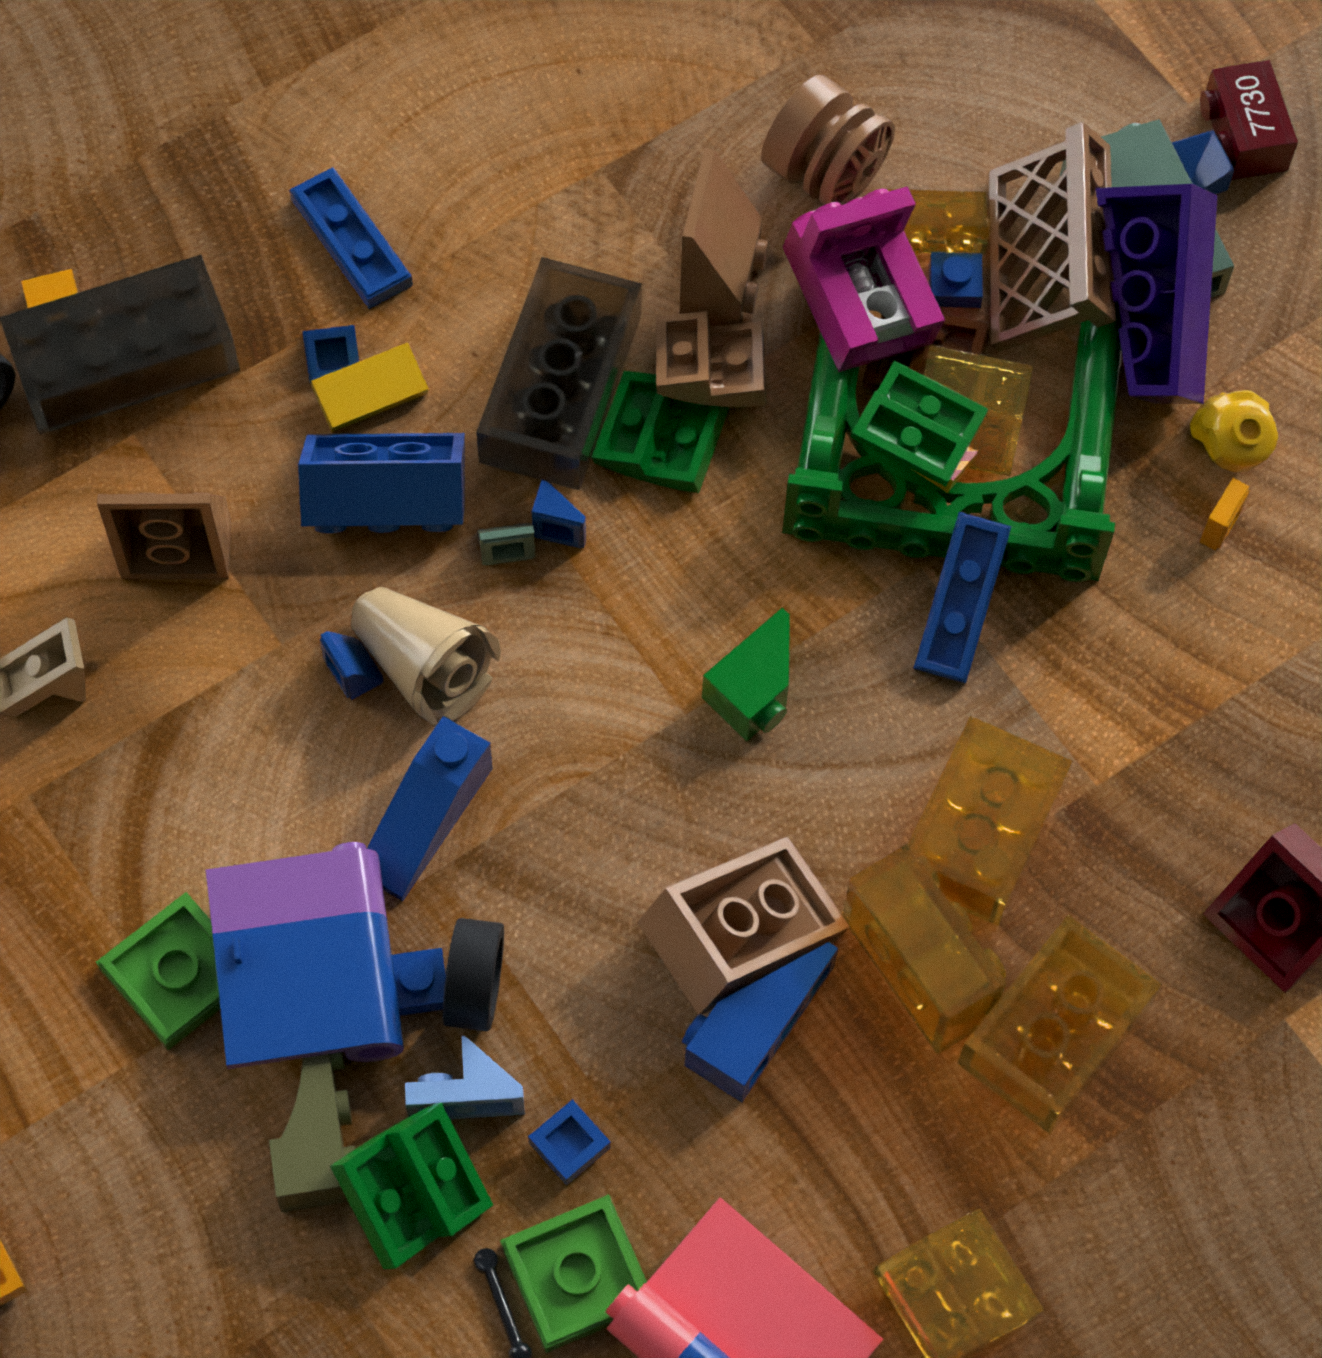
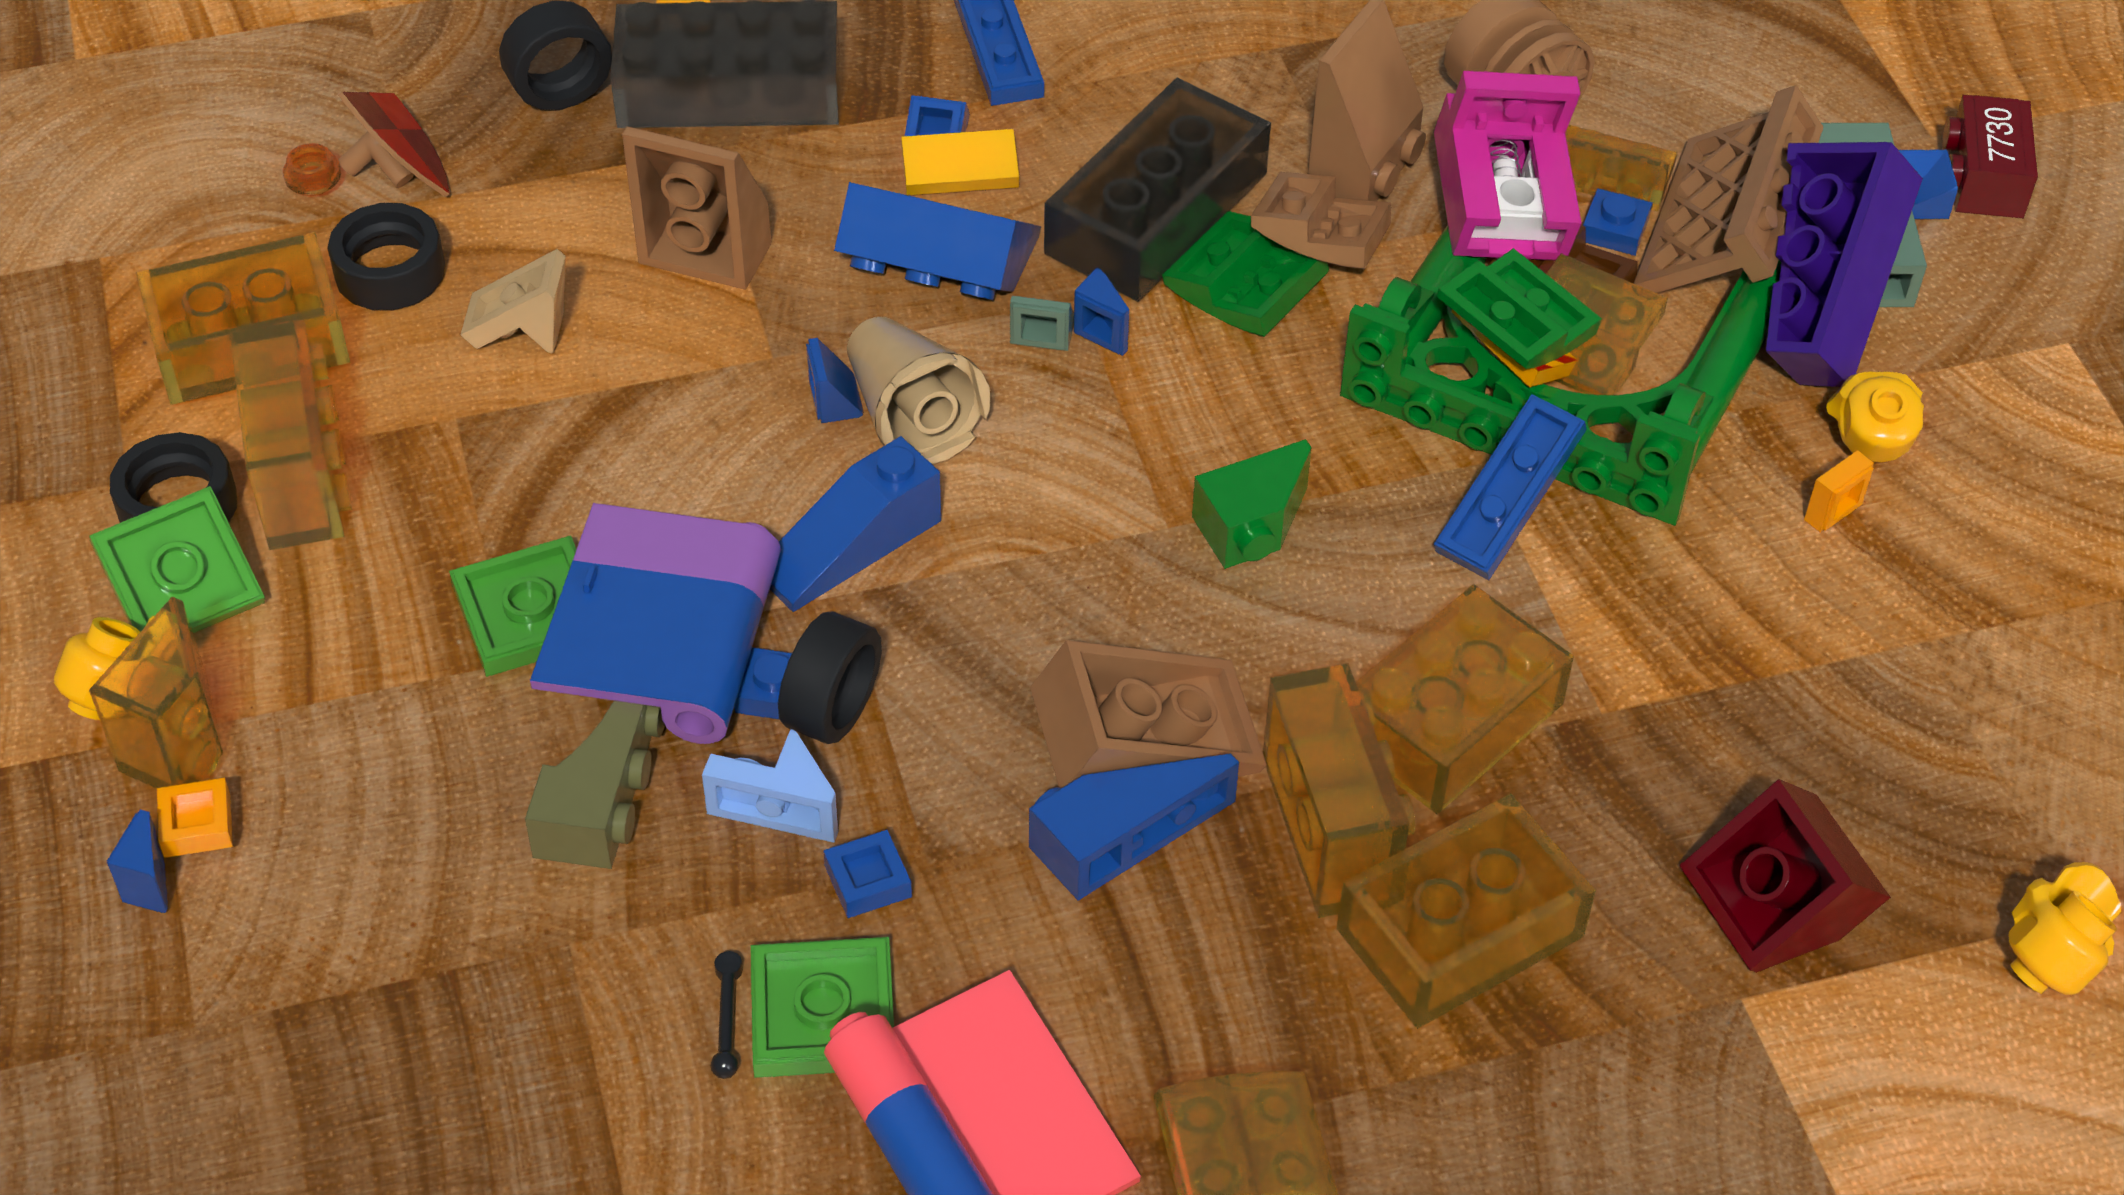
camera: 20 degrees right, 15 degrees down
(411, 1185) = (676, 857): green slope -> none

